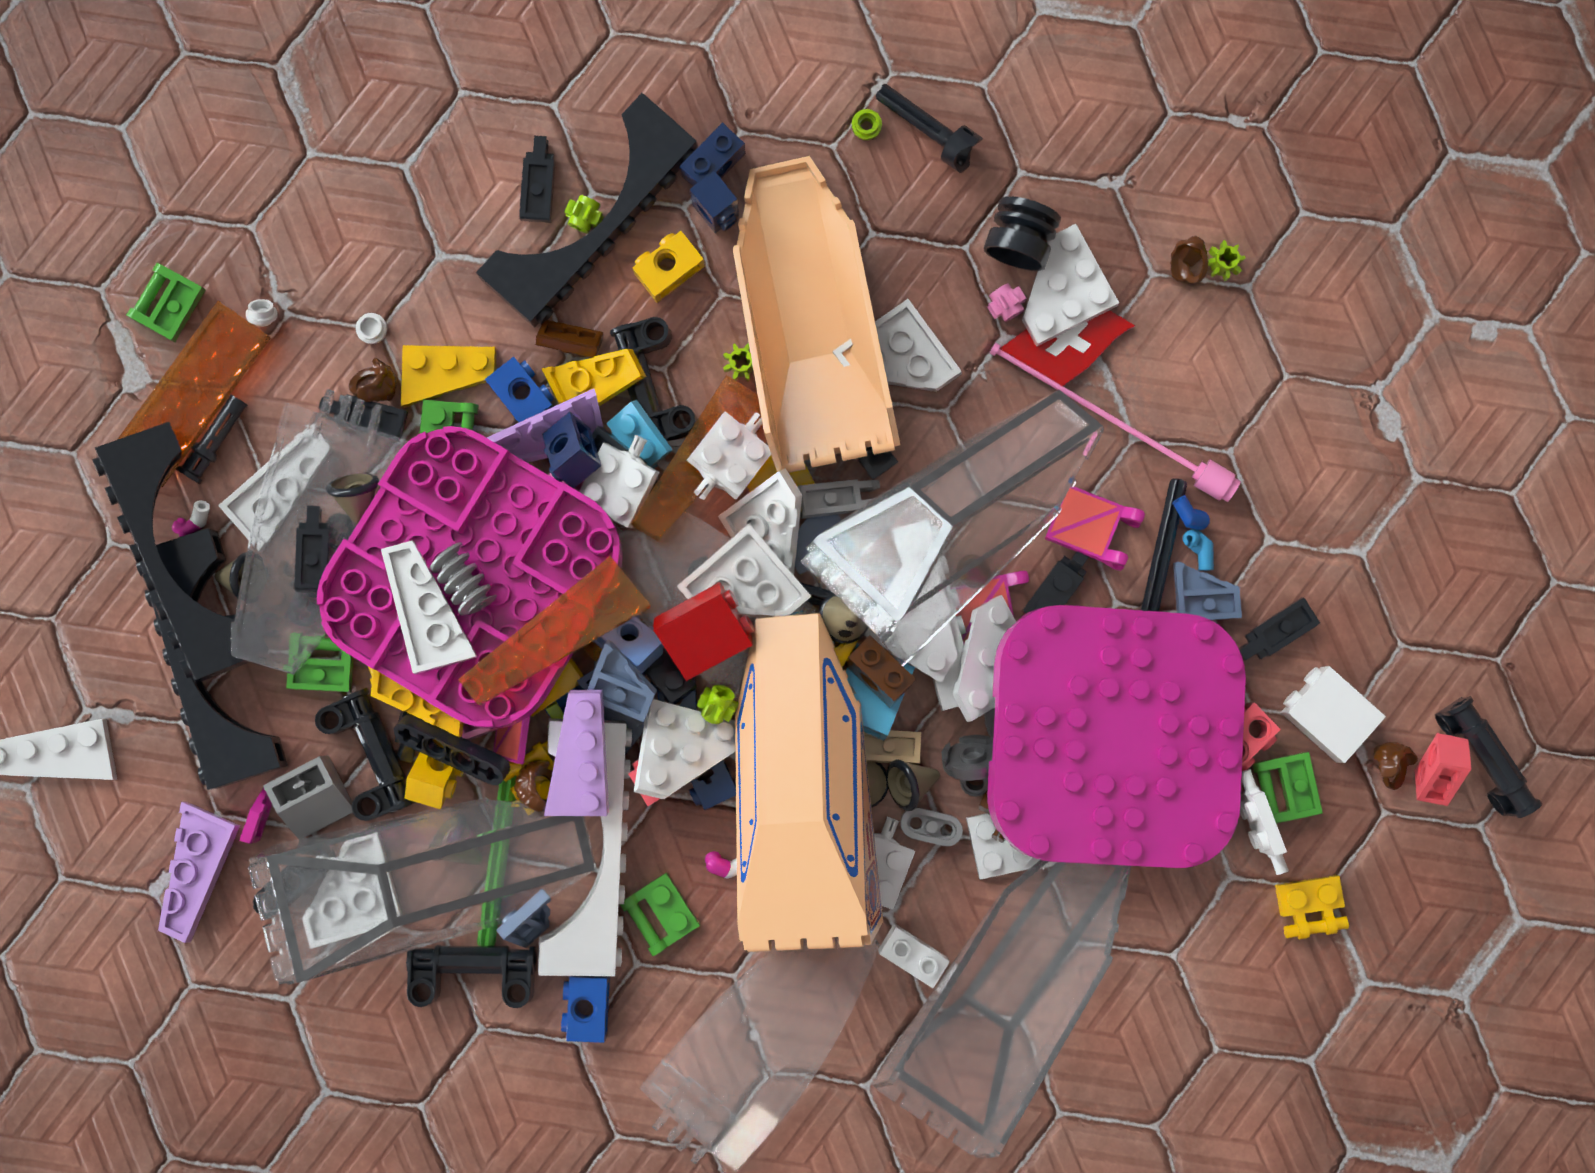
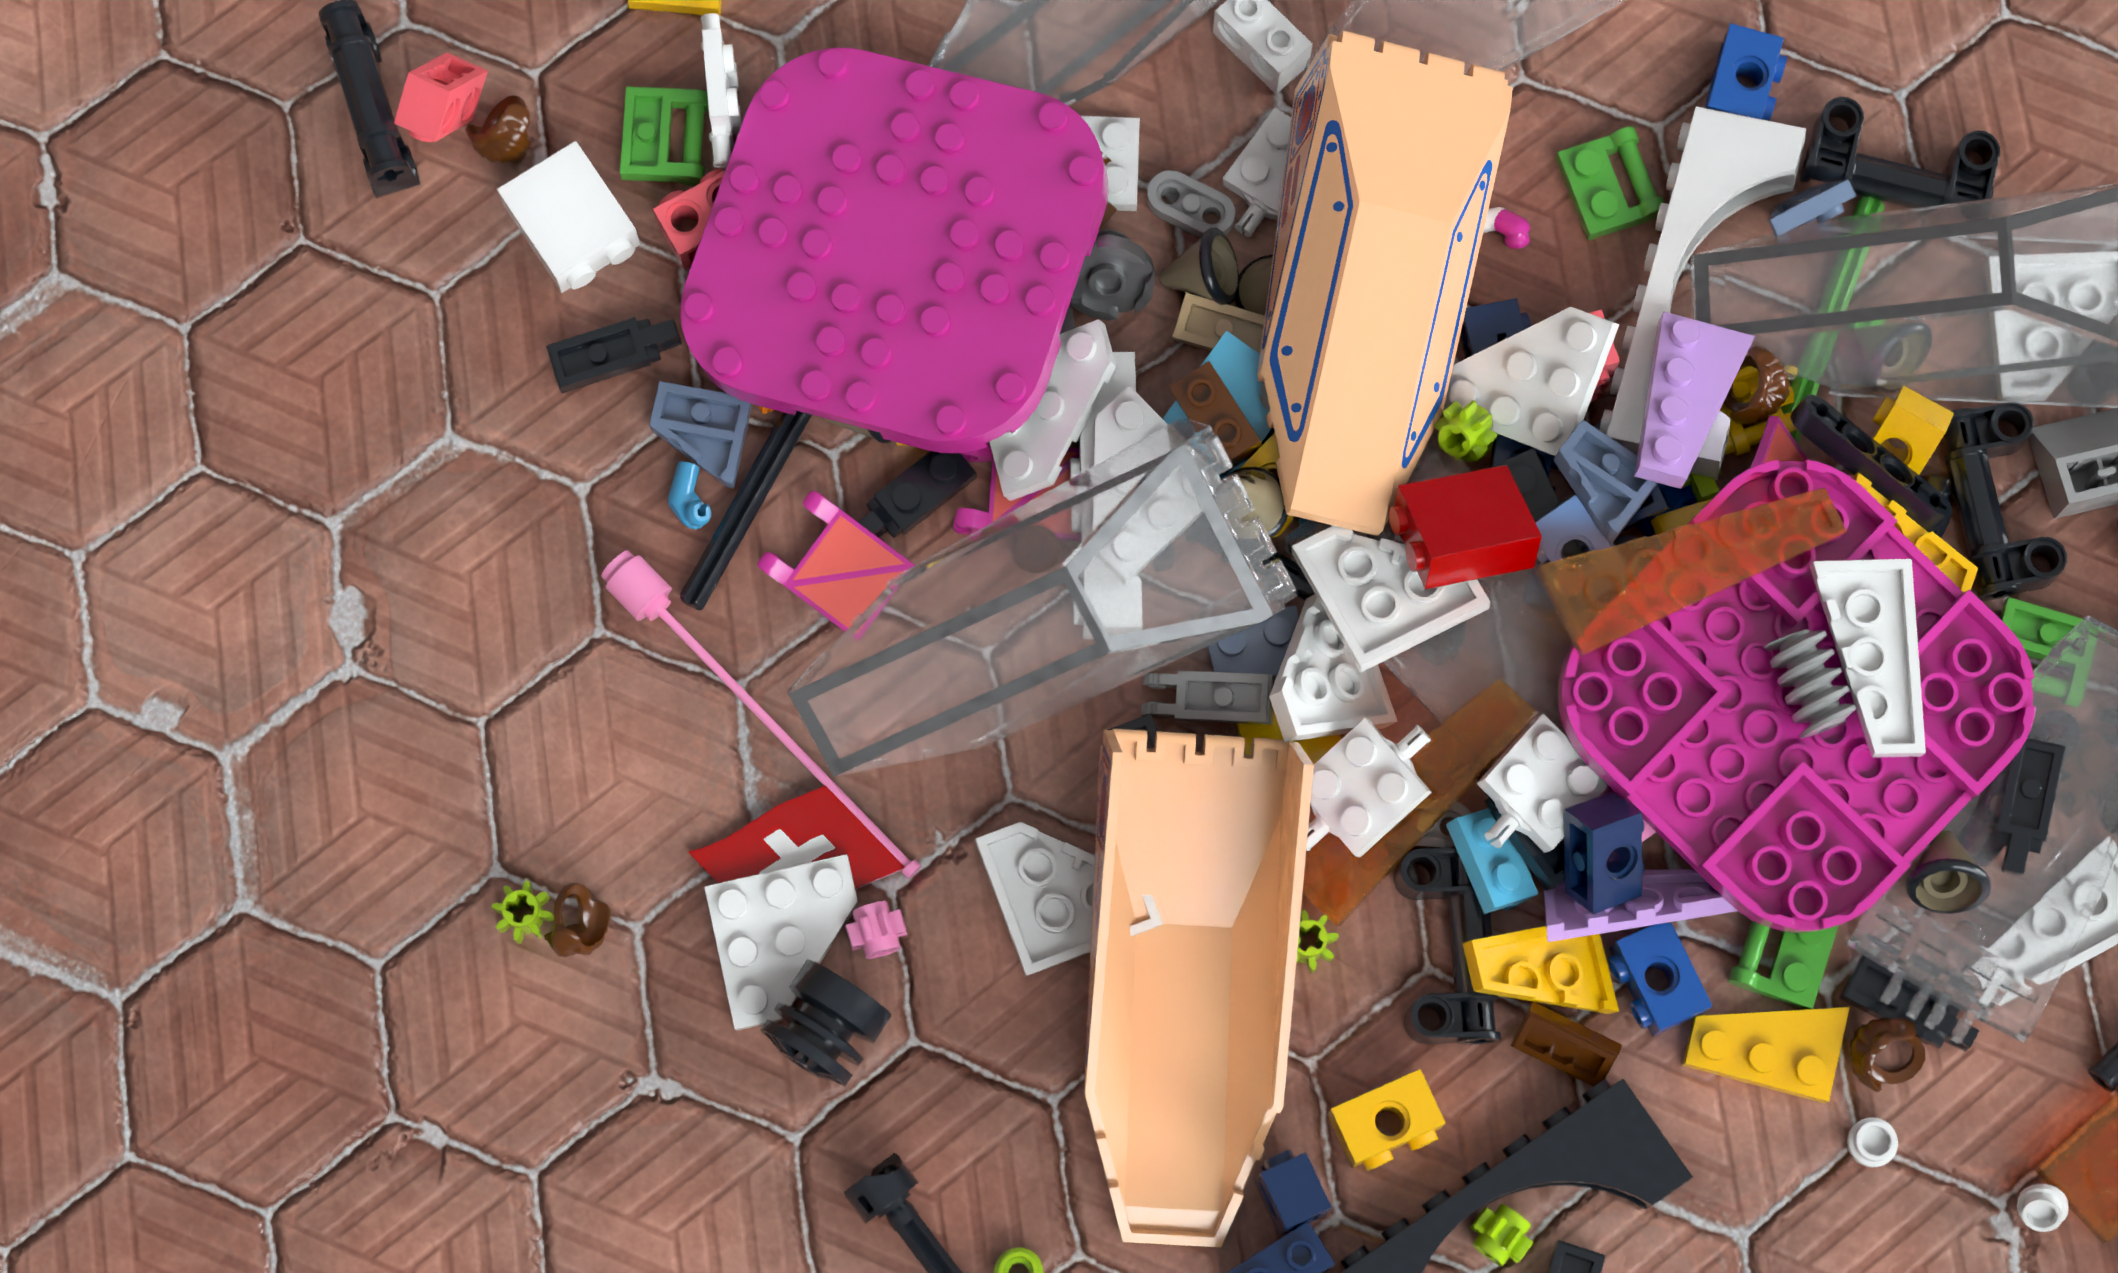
camera: 165 degrees left, 10 degrees down
(1191, 517) = (691, 541): blue arm -> none

